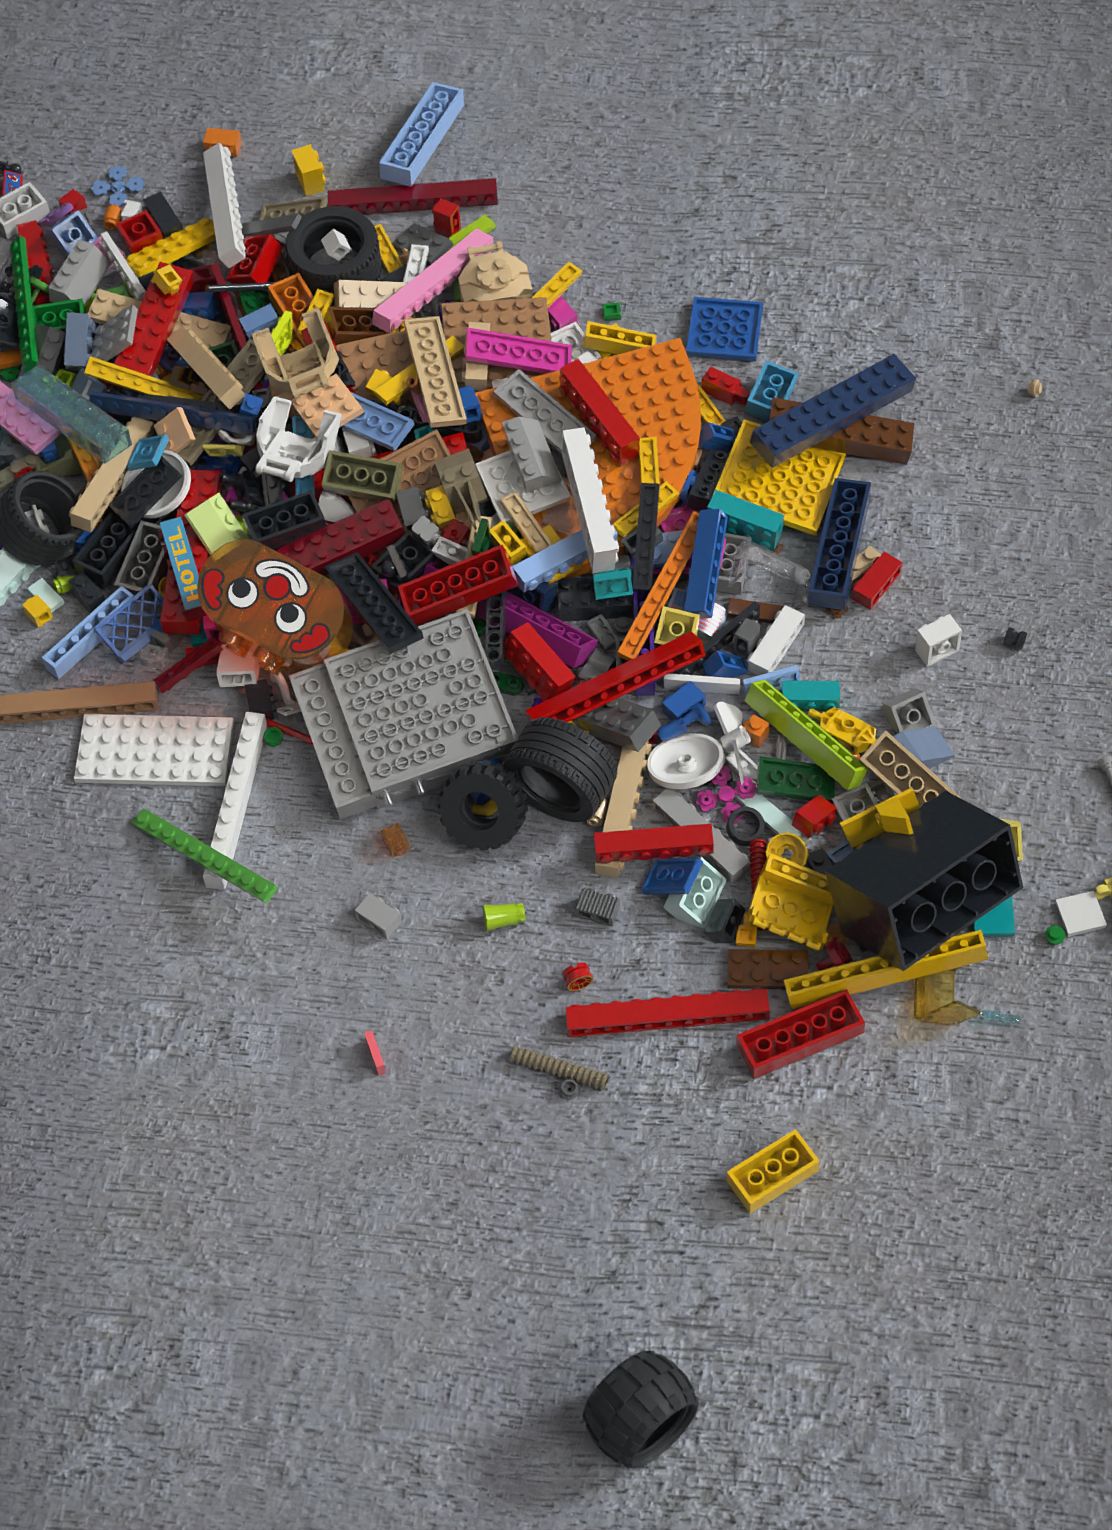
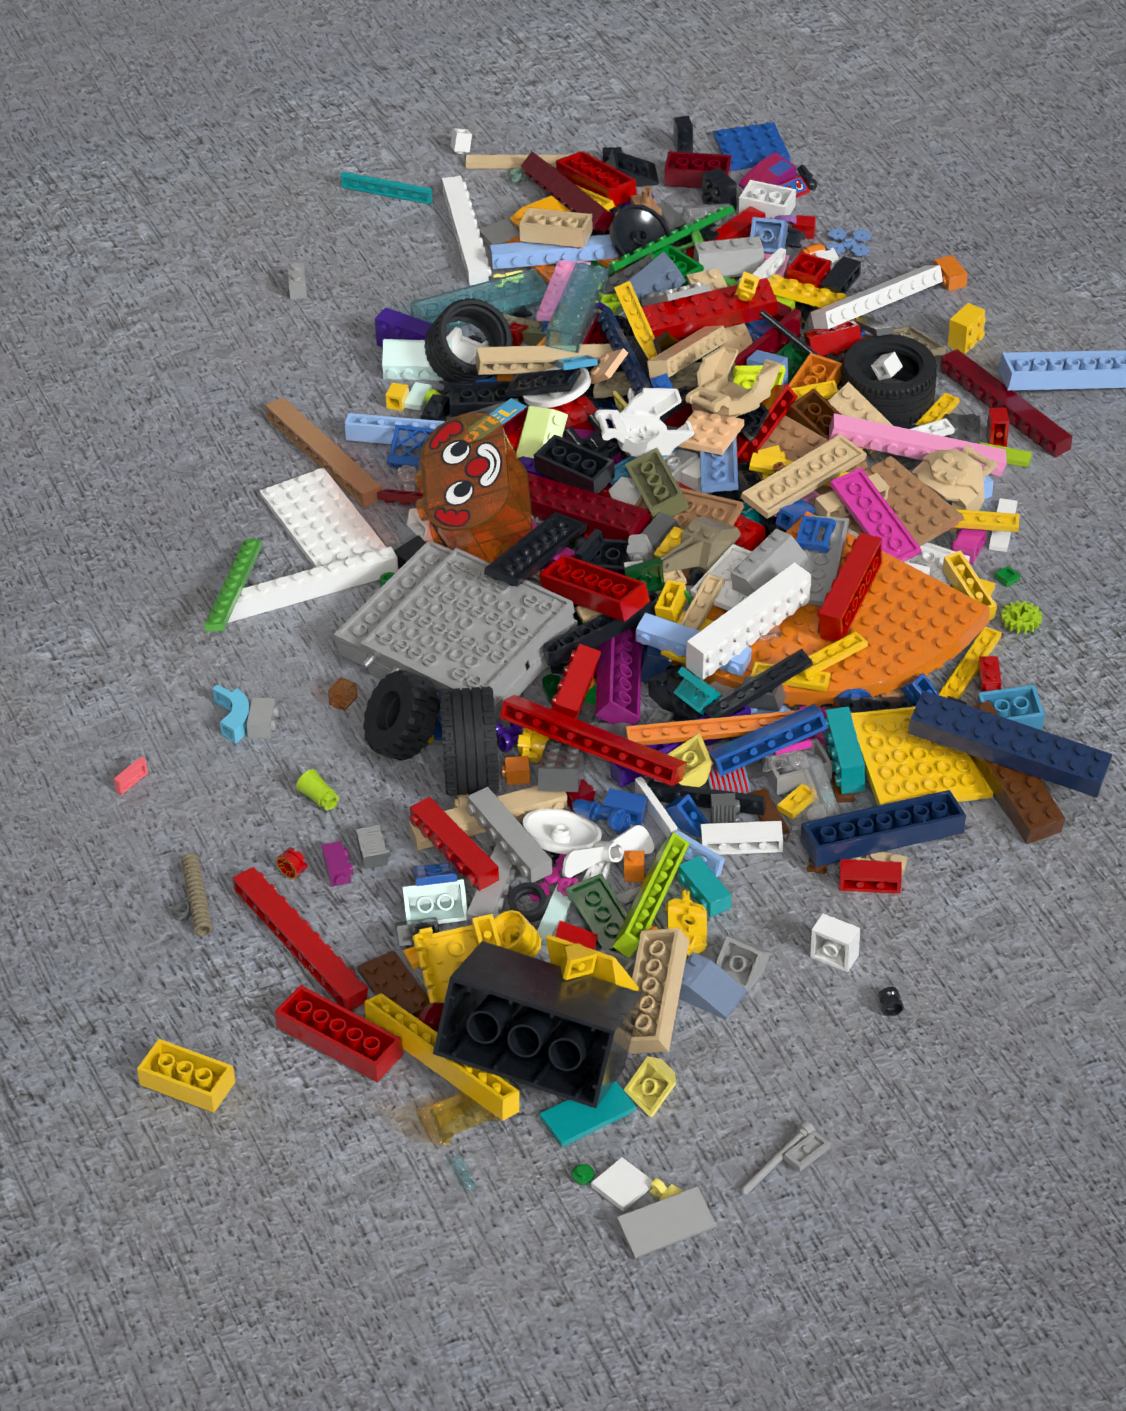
camera: 55 degrees right, 15 degrees down
(355, 928) = (235, 723): none -> medium azure arch
(516, 404) = (809, 532): none -> blue plate
(543, 274) = (1000, 539): none -> white tile
(599, 943) = (336, 863): none -> magenta brick
(668, 326) = (1021, 617): none -> lime gear
(672, 798) = (509, 835): none -> light grey brick
(724, 328) = (1057, 653): blue plate -> none
(760, 584) = (796, 801): none -> yellow plate

